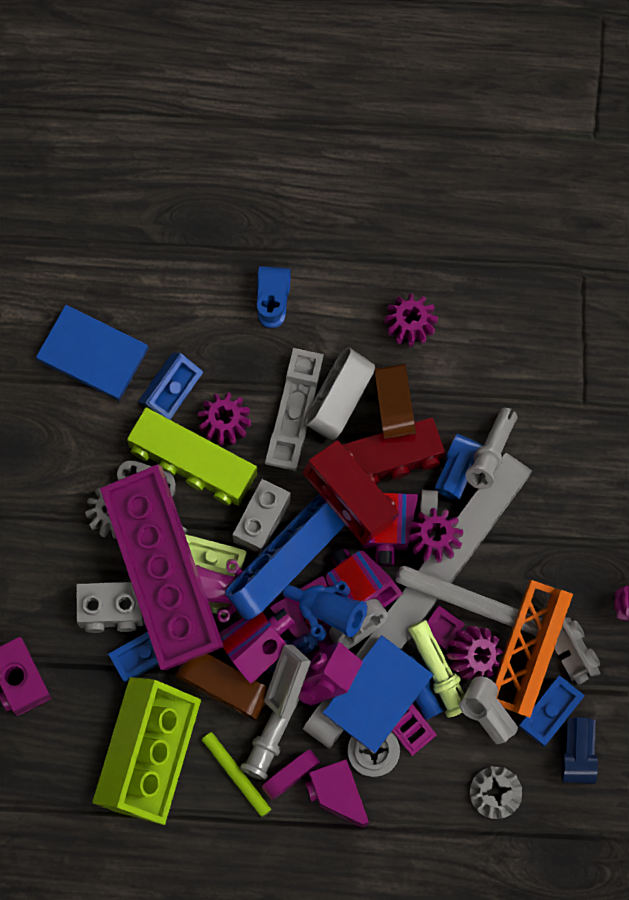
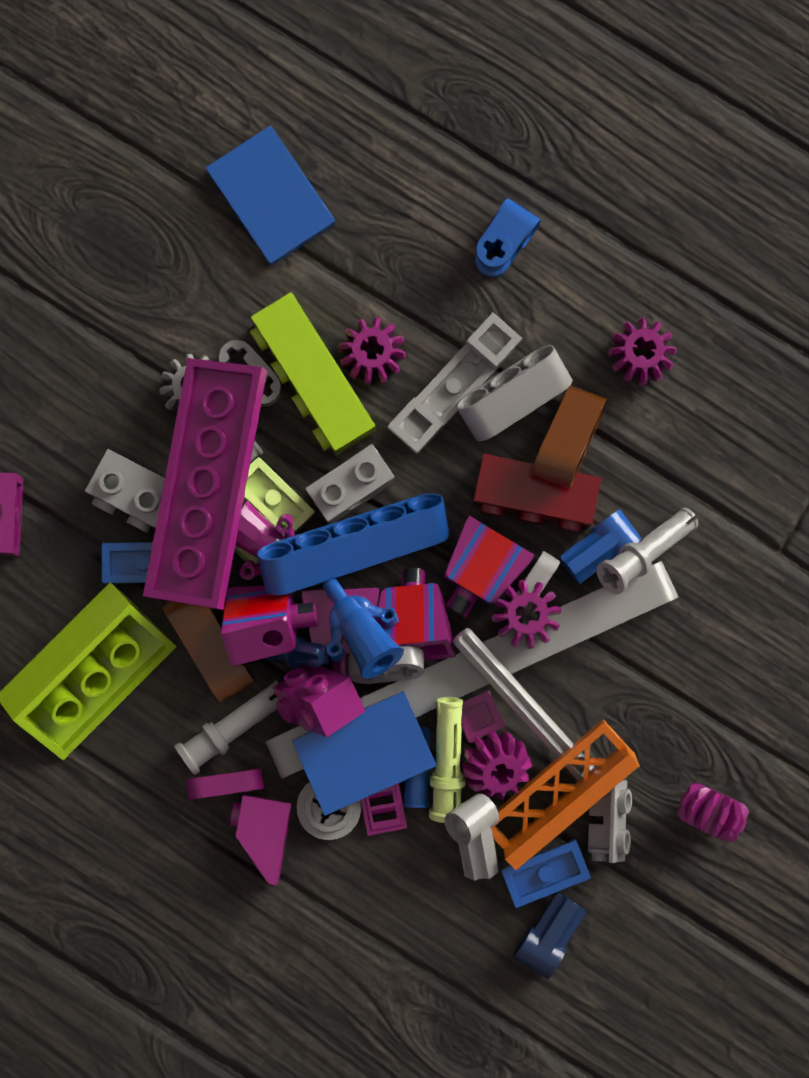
camera: 30 degrees right, 10 degrees up
(171, 385) = (335, 281): blue slope -> none
(236, 774) = (168, 751): lime bar -> none
(287, 681) = (272, 685): light grey tile -> none
(351, 492) = (460, 514): dark red brick -> none
(486, 804) = (425, 909): light grey gear -> none

